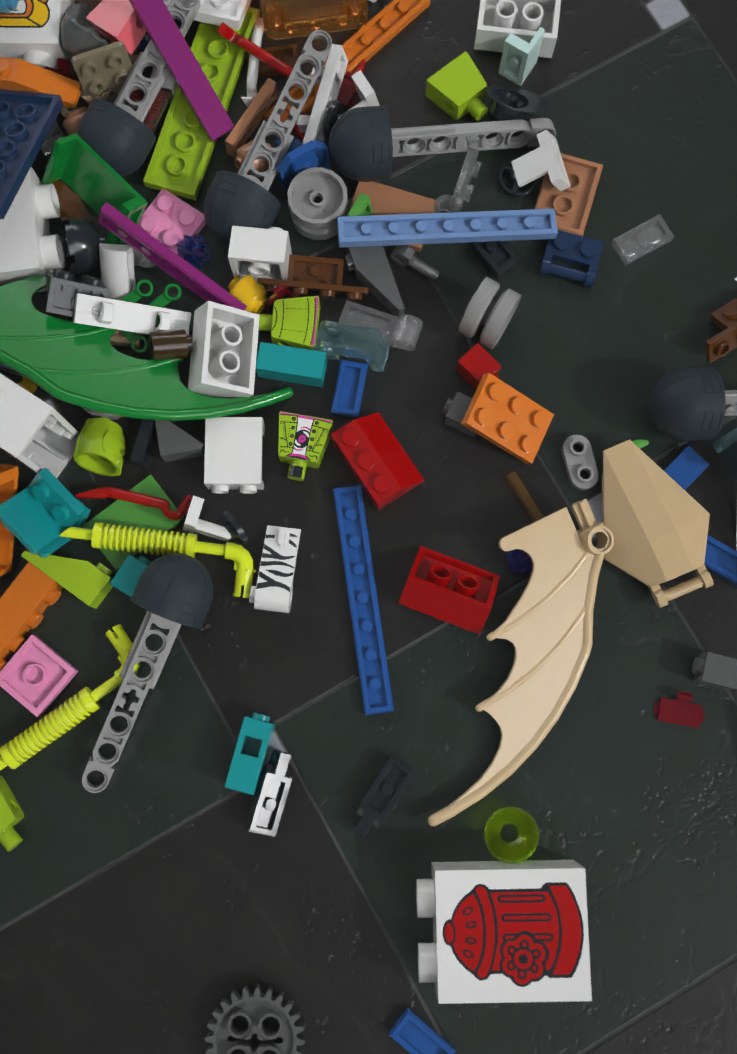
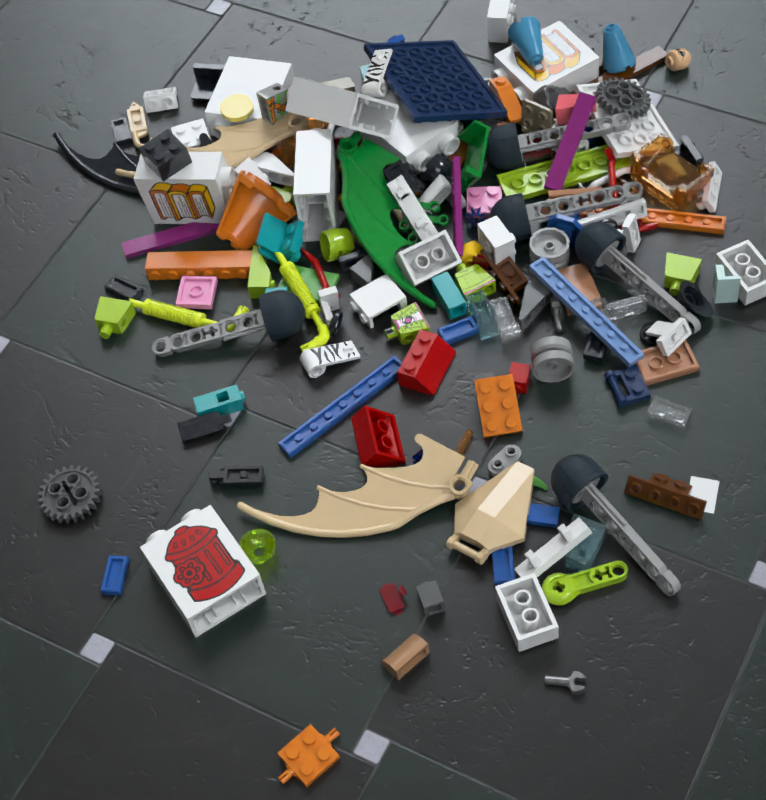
camera: 65 degrees right, 25 degrees down
(170, 344) = (410, 232): dark brown brick -> none
(362, 206) = (563, 267): bright green tile -> none

